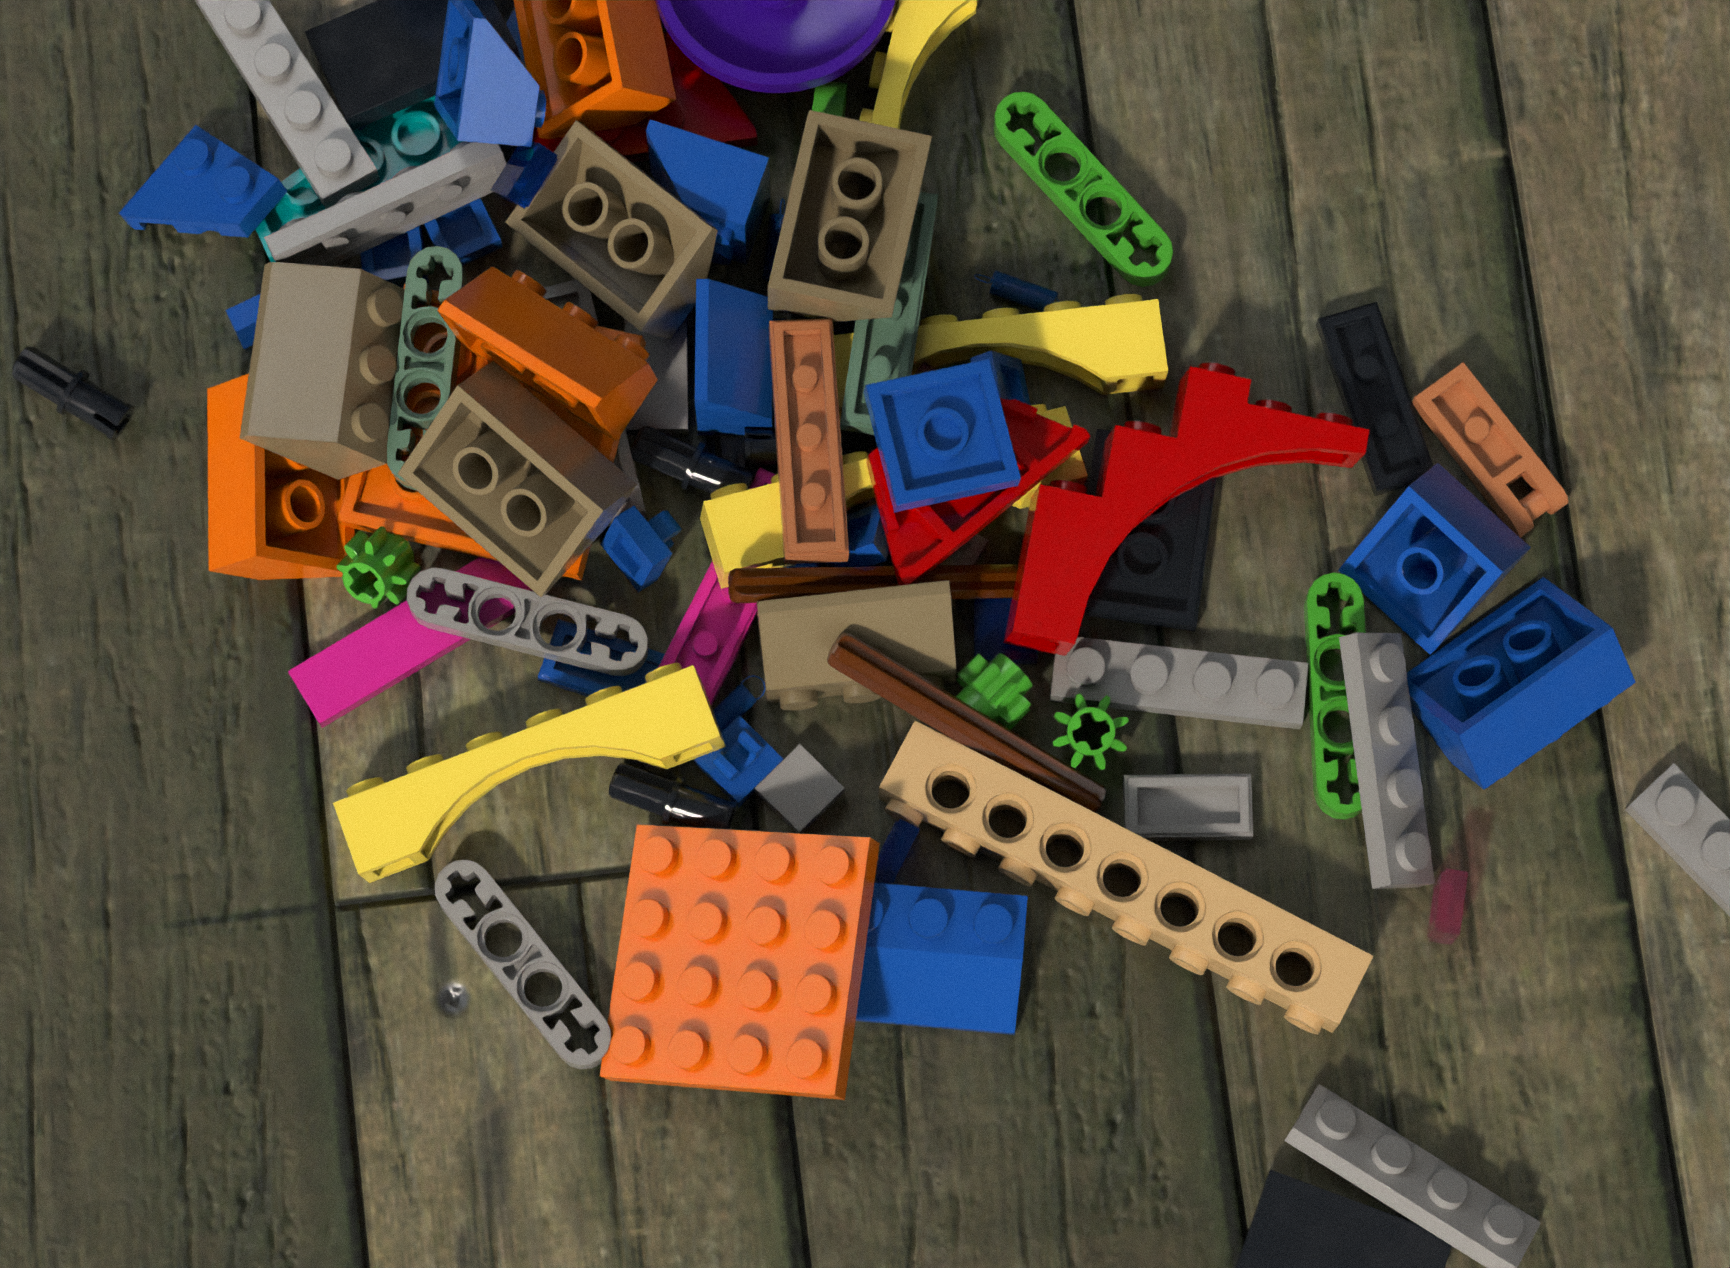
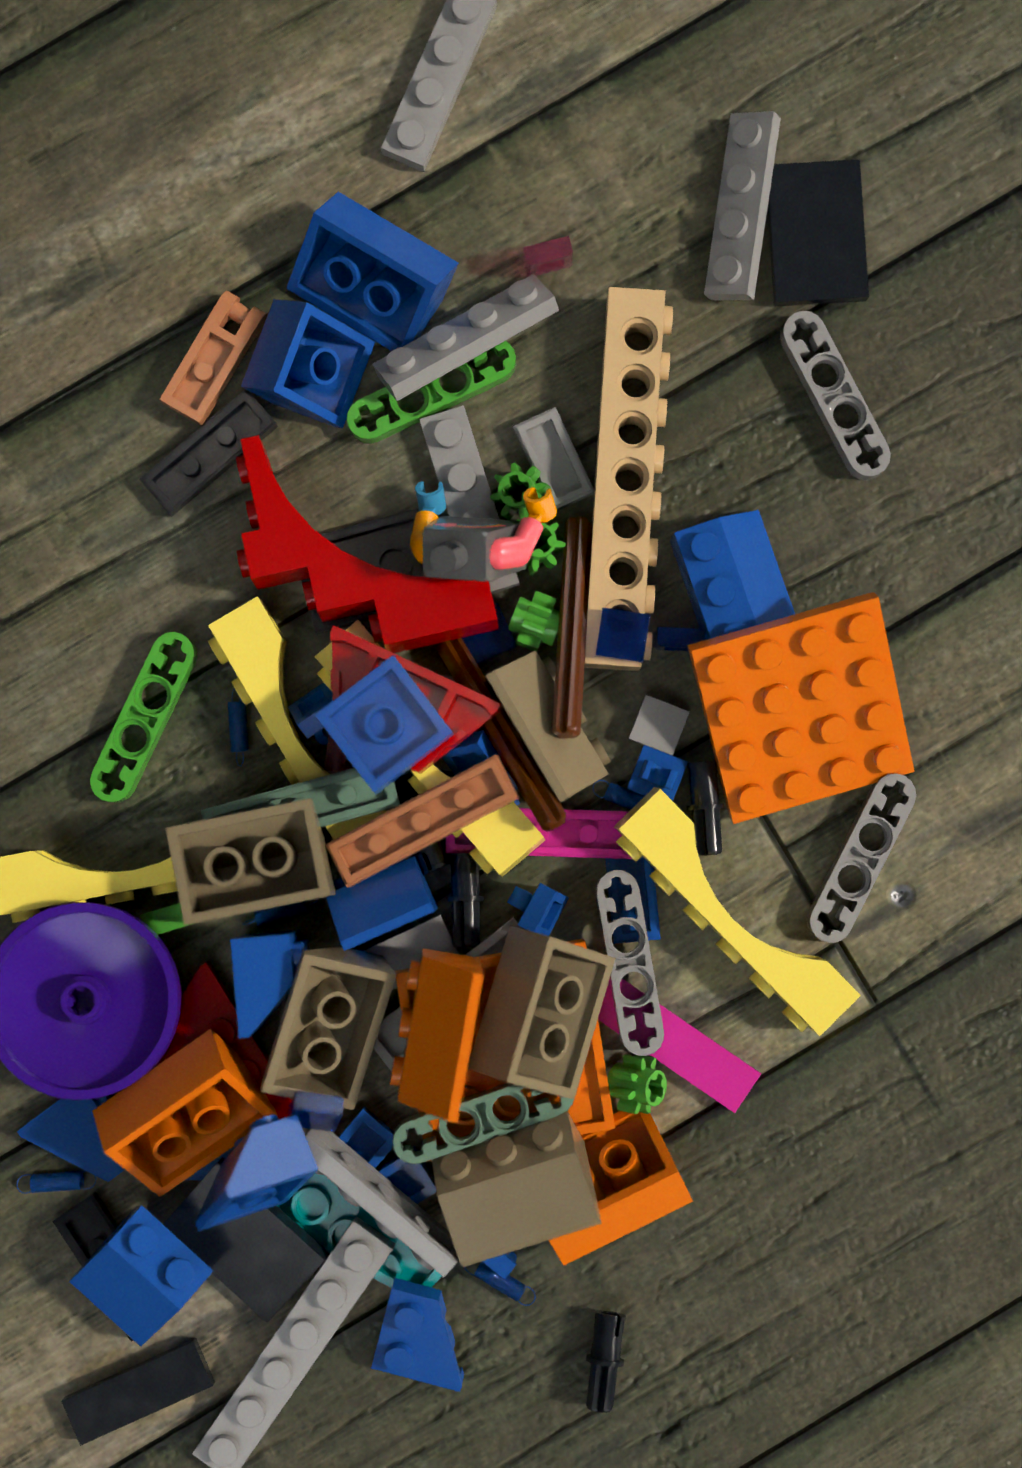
camera: 110 degrees left, 10 degrees up
(217, 319) = (509, 1286): none -> blue piece
(927, 777) = (622, 635): none -> clear blue tile
(1114, 644) = (475, 546): none -> torso
(1119, 1202) = (842, 392): none -> light grey beam
(1164, 725) = (510, 486): none -> bright green gear

